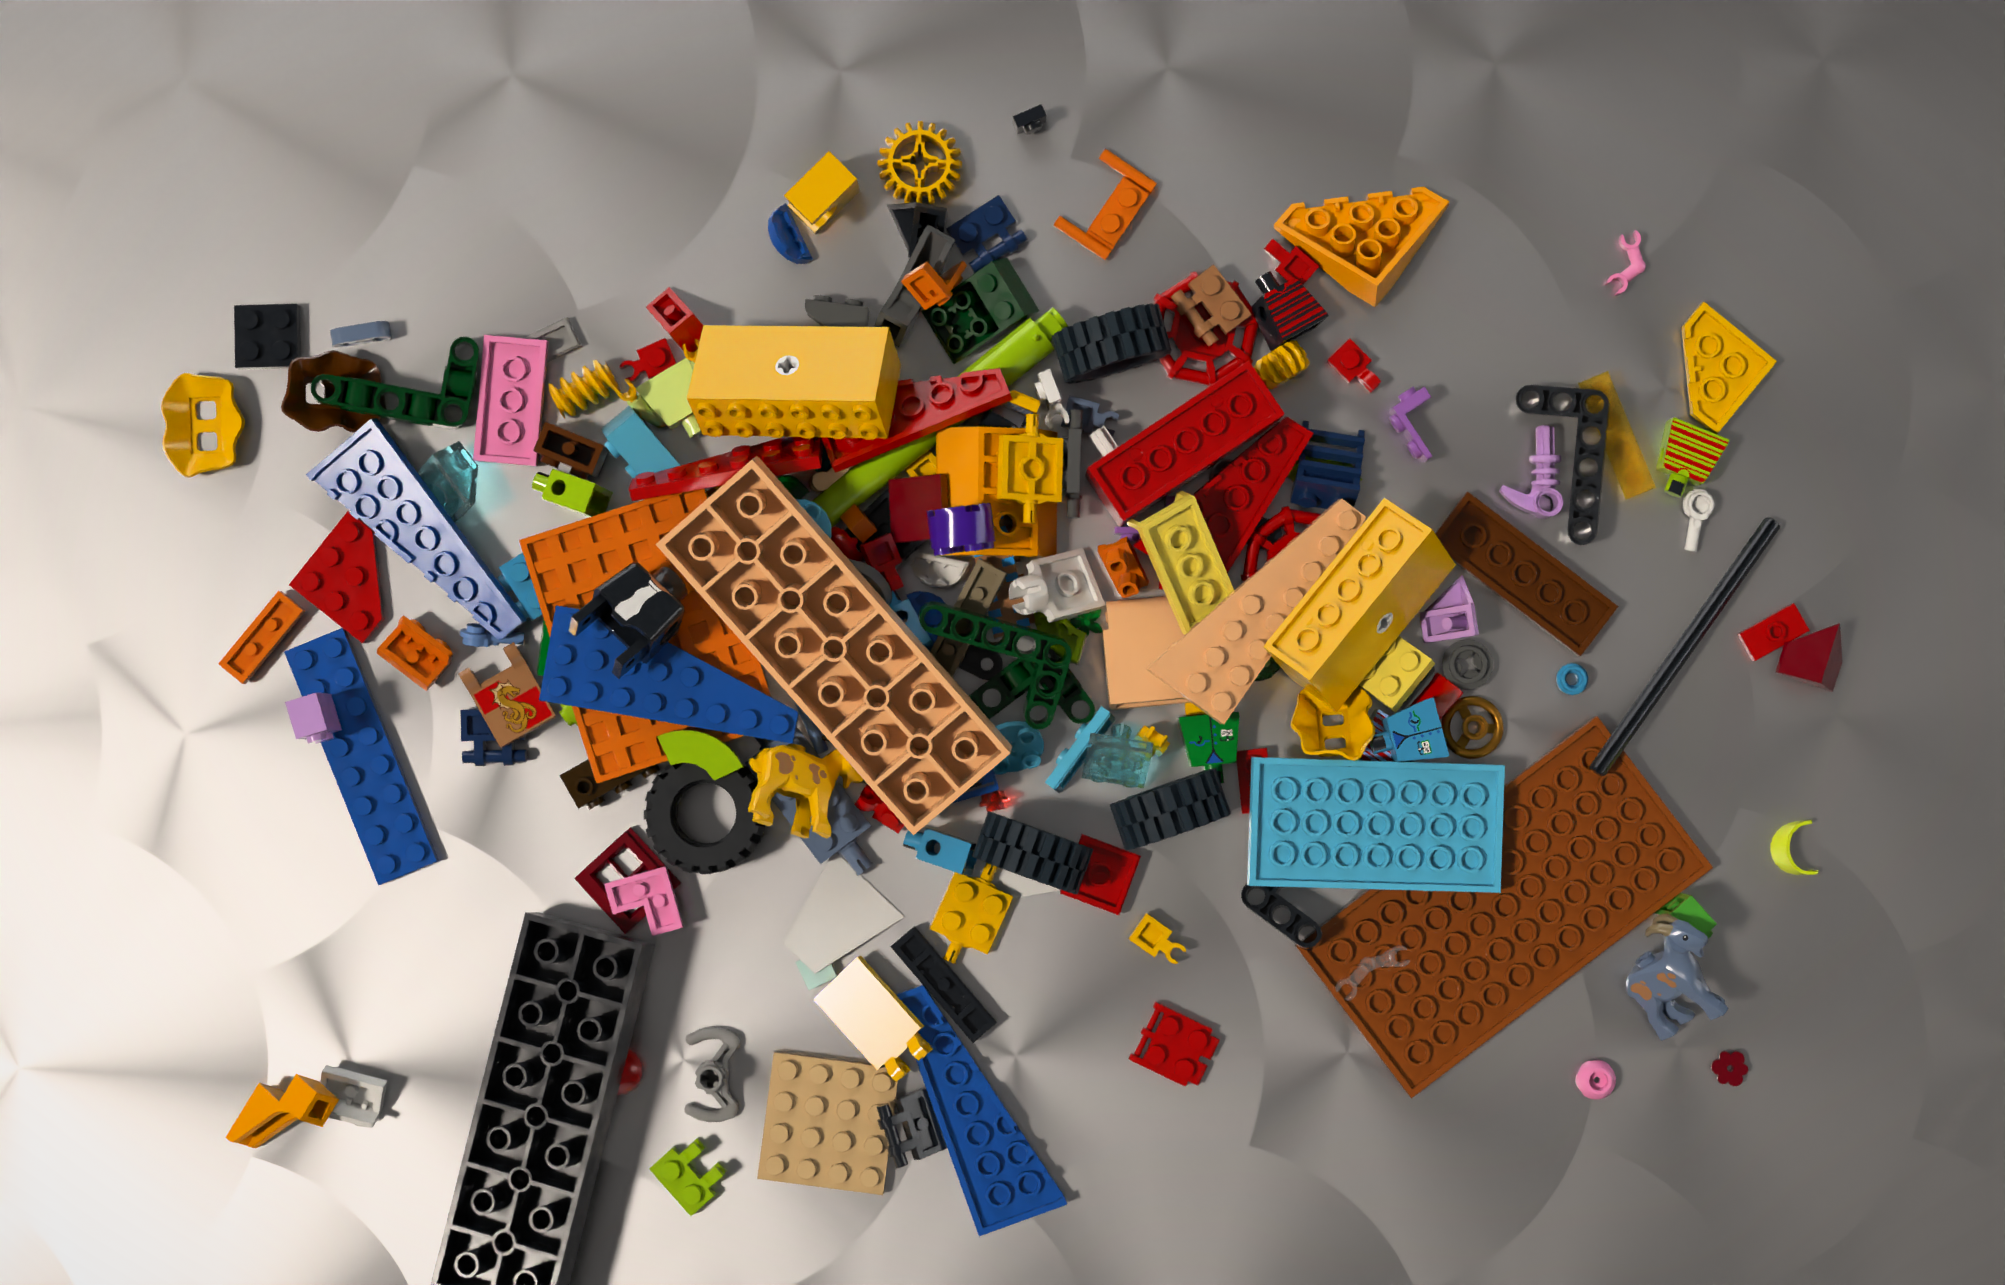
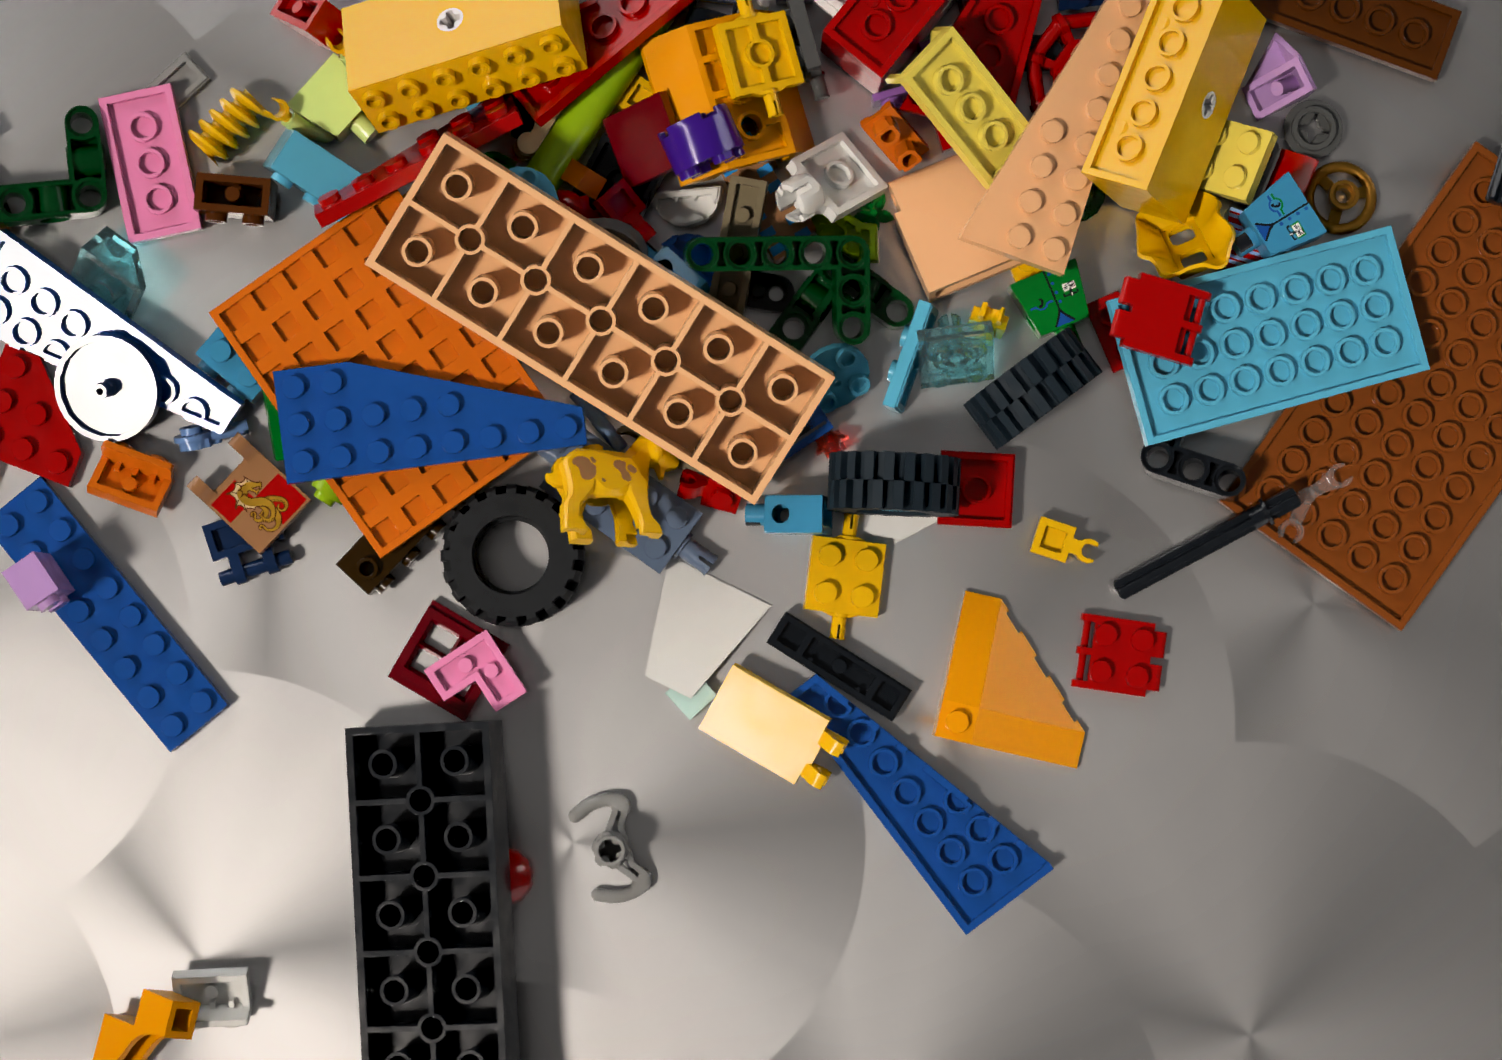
camera: 15 degrees left, 0 degrees up
(419, 573) = (108, 387): none -> piece
(572, 492) = (251, 243): lime torso -> none
(638, 610) = (366, 346): black piece -> none
(653, 360) = (295, 71): red plate -> none
(683, 1180) = (615, 976): lime plate -> none
(700, 749) = (486, 483): lime tile -> none
(825, 1123) = (757, 862): tan plate -> none
(919, 1126) = (859, 830): black plate -> none
(1068, 1046) = (999, 693): none -> light orange slope
(1275, 977) = (1207, 542): none -> black axle
(1289, 784) = (1159, 317): none -> red plate
(1579, 672) = (1442, 101): dark azure plate -> none

